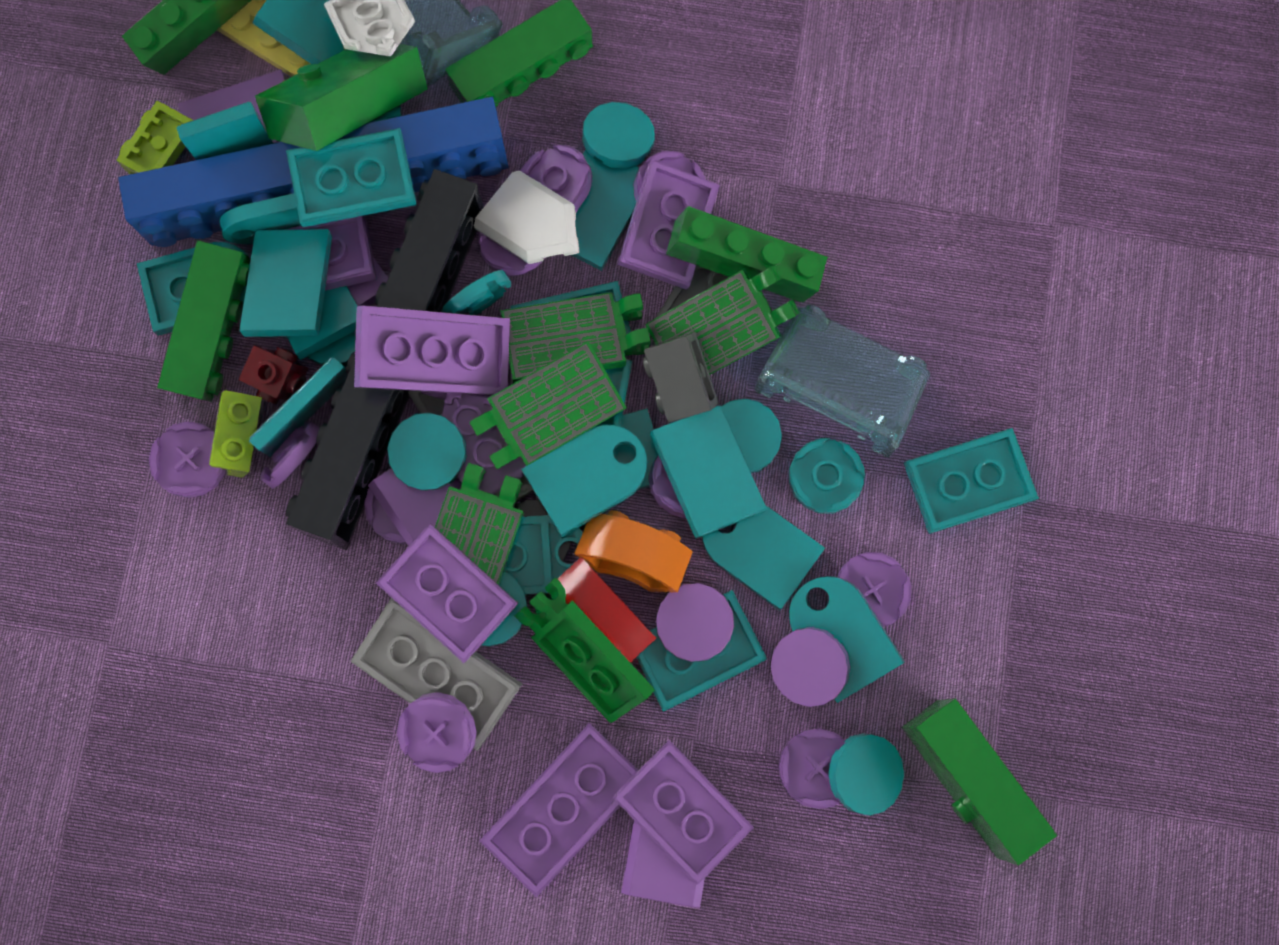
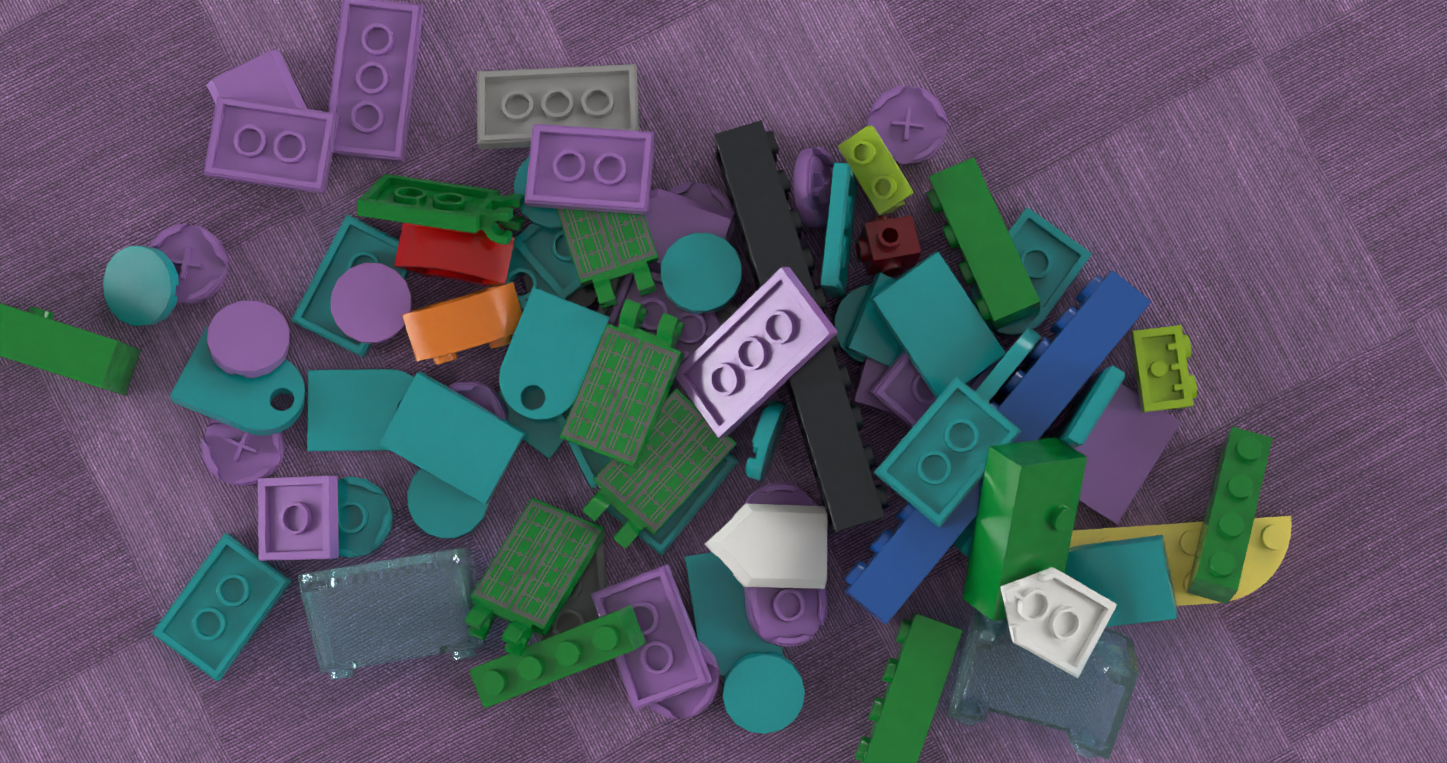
camera: 145 degrees right, 5 degrees up
(436, 732) = (519, 60): medium lavender tile -> none
(680, 377) = (535, 501): dark grey brick -> none
(868, 498) = (298, 518): none -> medium lavender plate

